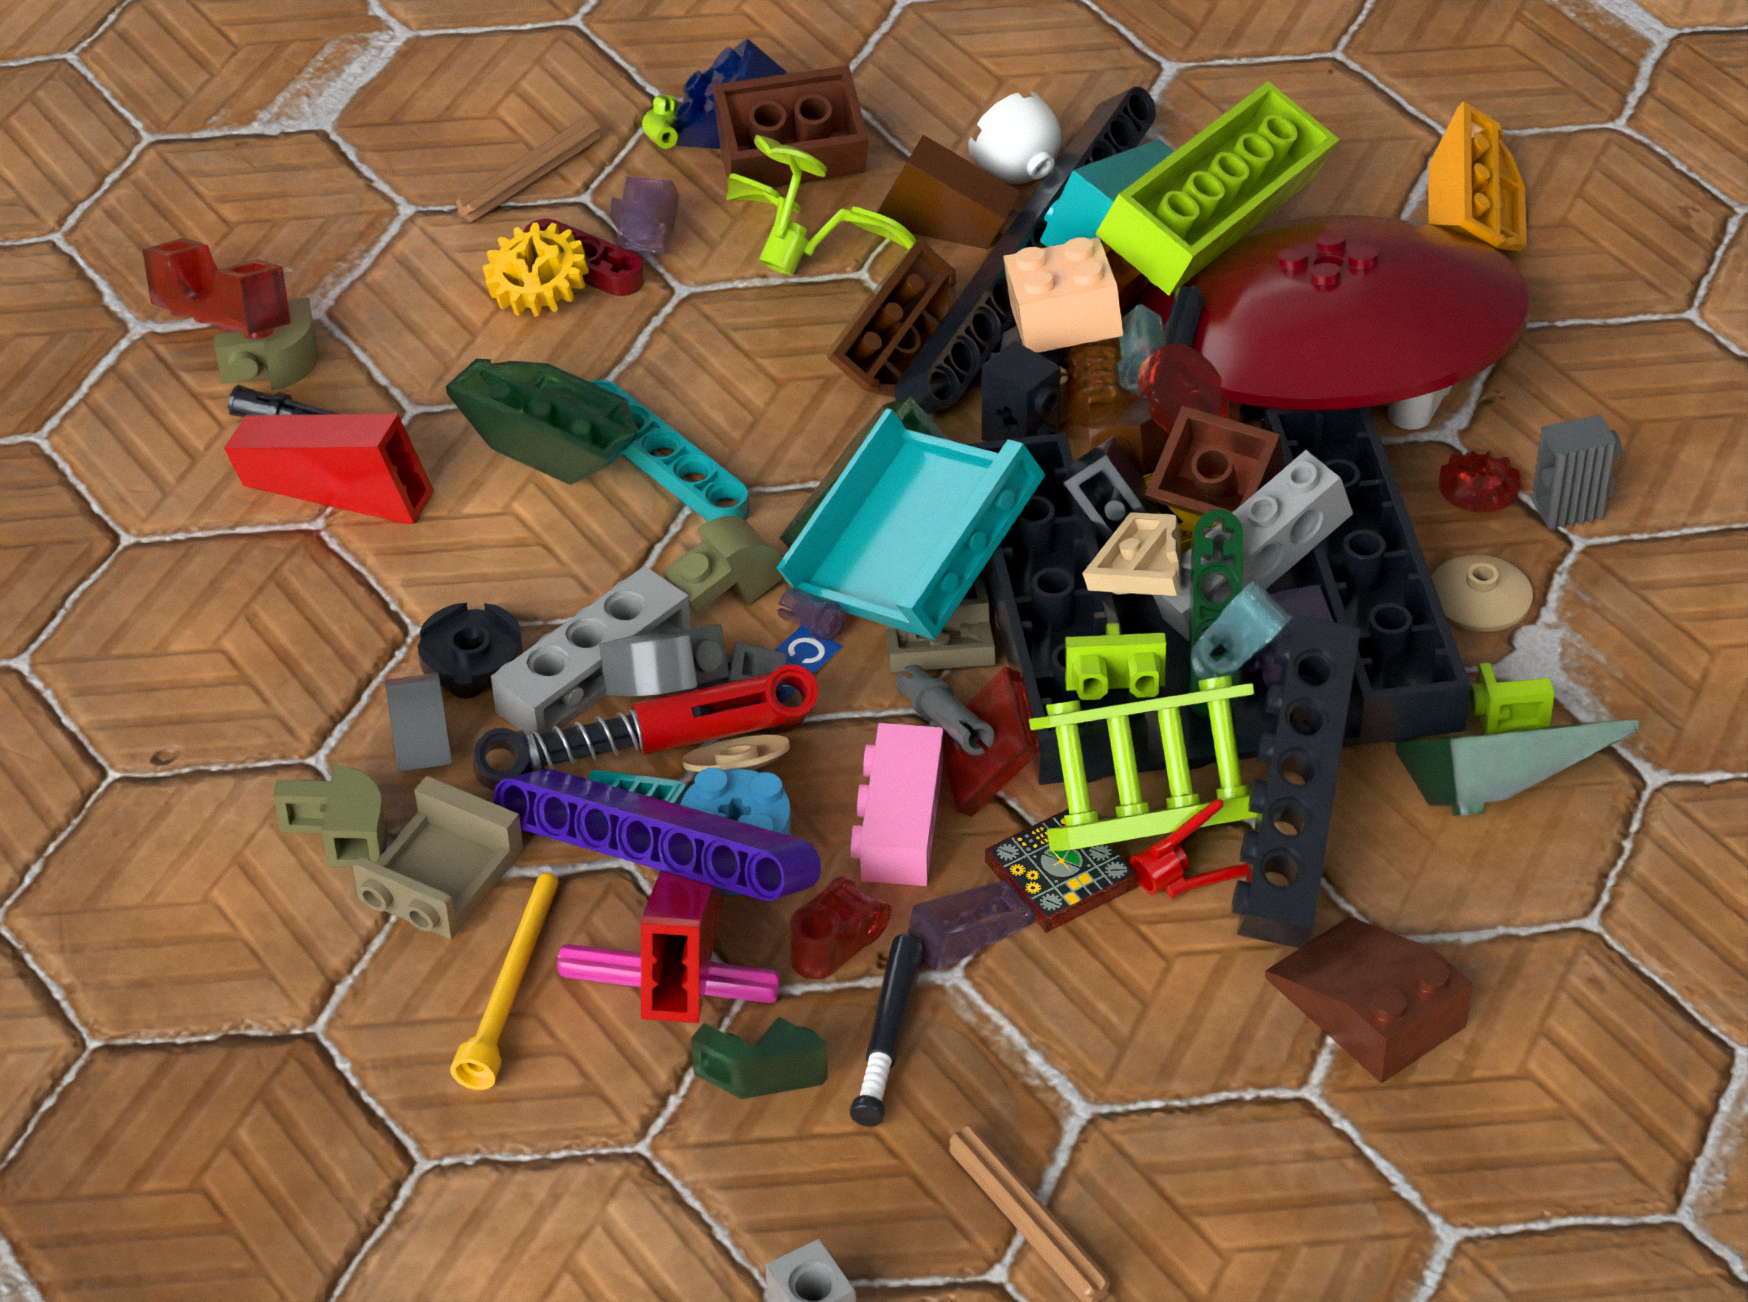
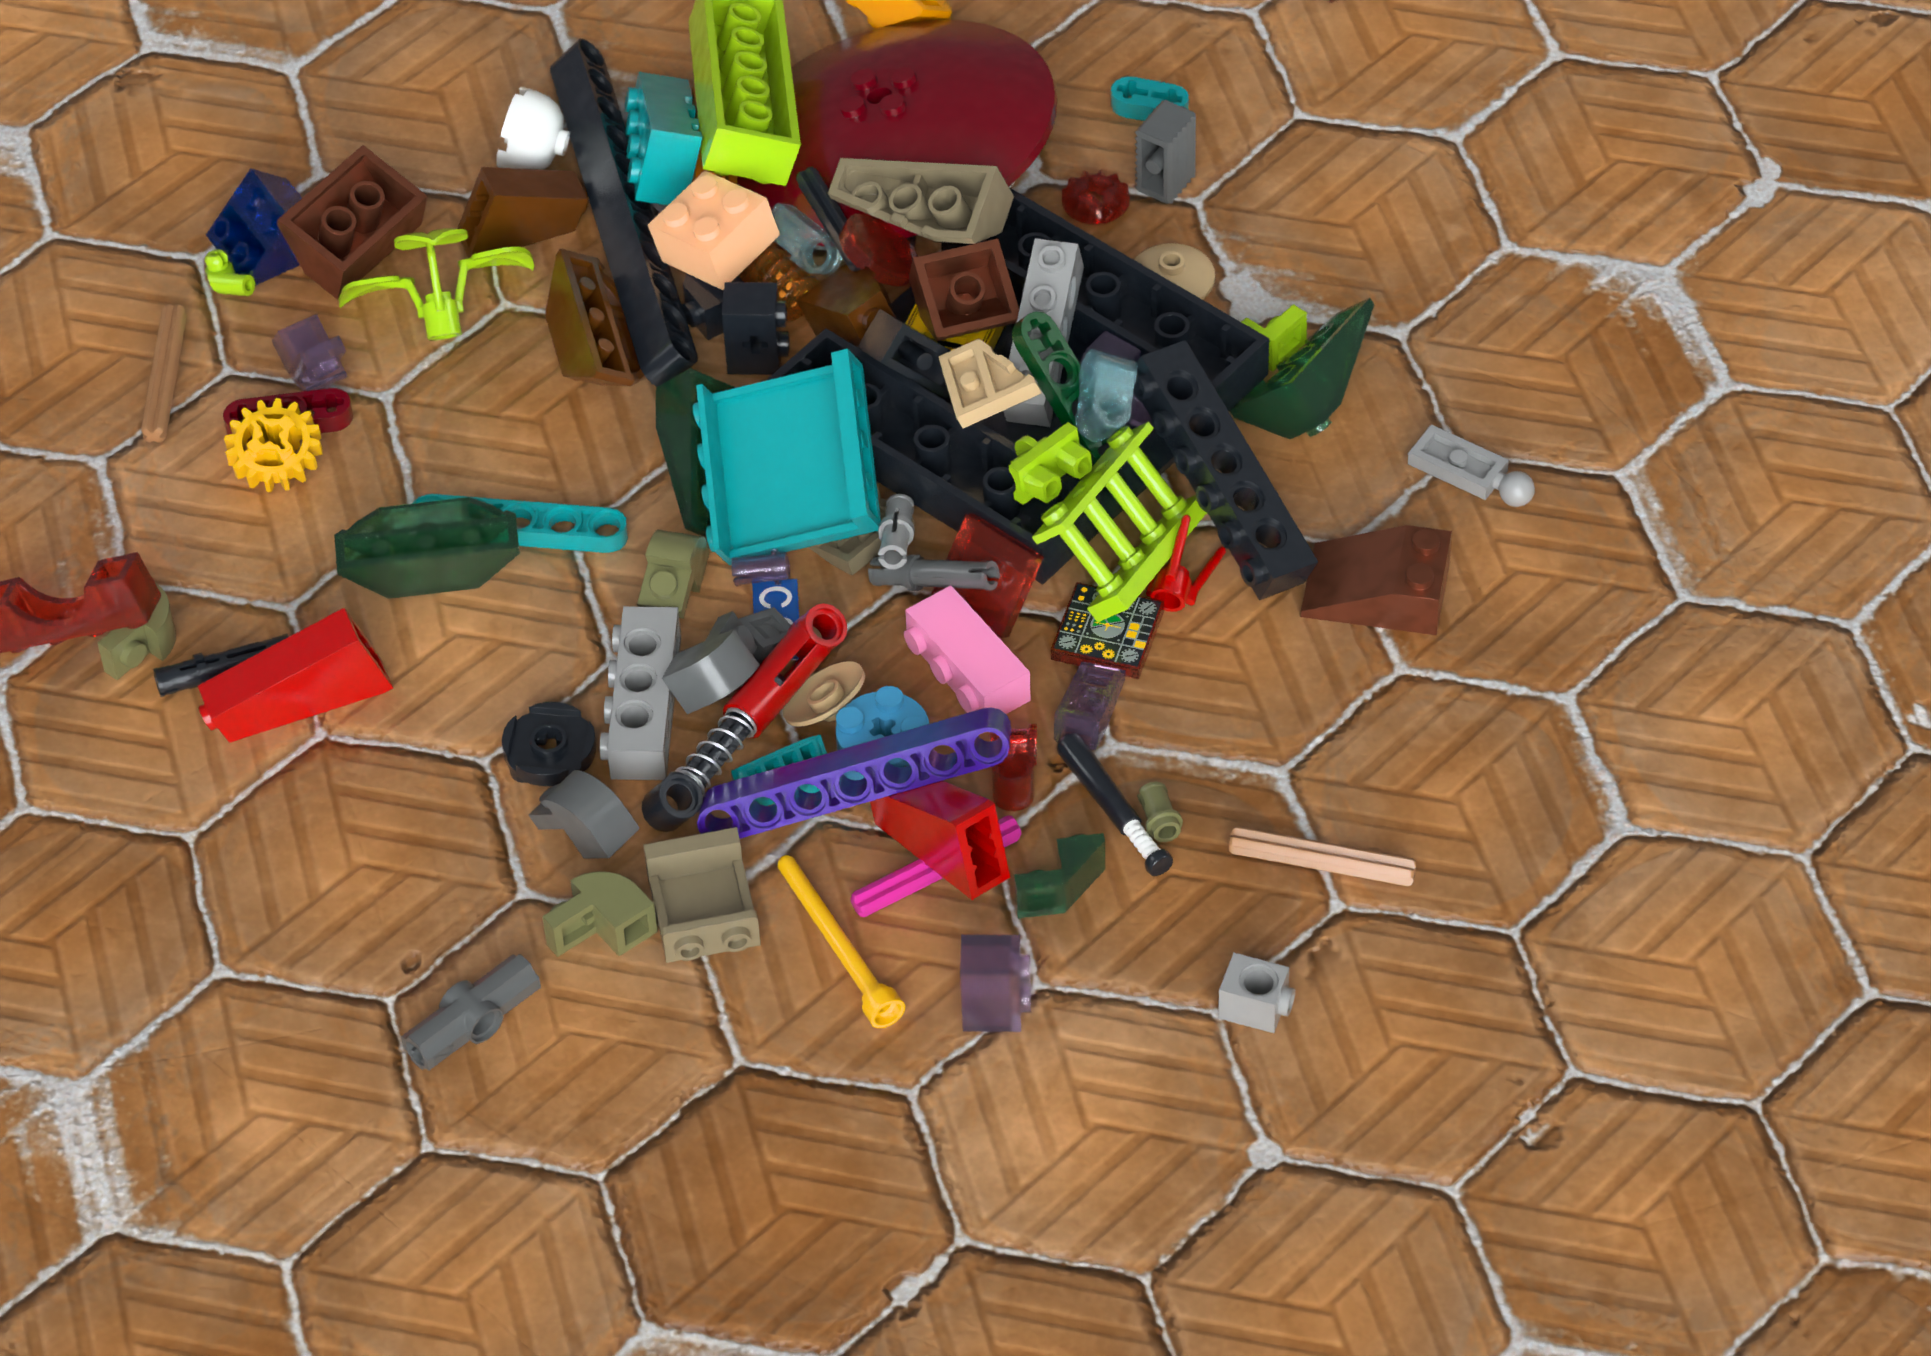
camera: 40 degrees left, 5 degrees up
(146, 825) = (471, 1012): none -> dark grey piece
(571, 1106) = (994, 983): none -> clear purple brick
(913, 1072) = (1162, 820): none -> olive pin
(945, 649) = (896, 531): none -> light grey pin
(1264, 370) = (927, 198): none -> dark tan wedge
(1579, 943) = (1469, 467): none -> light grey plate
(1639, 432) = (1145, 96): none -> teal beam

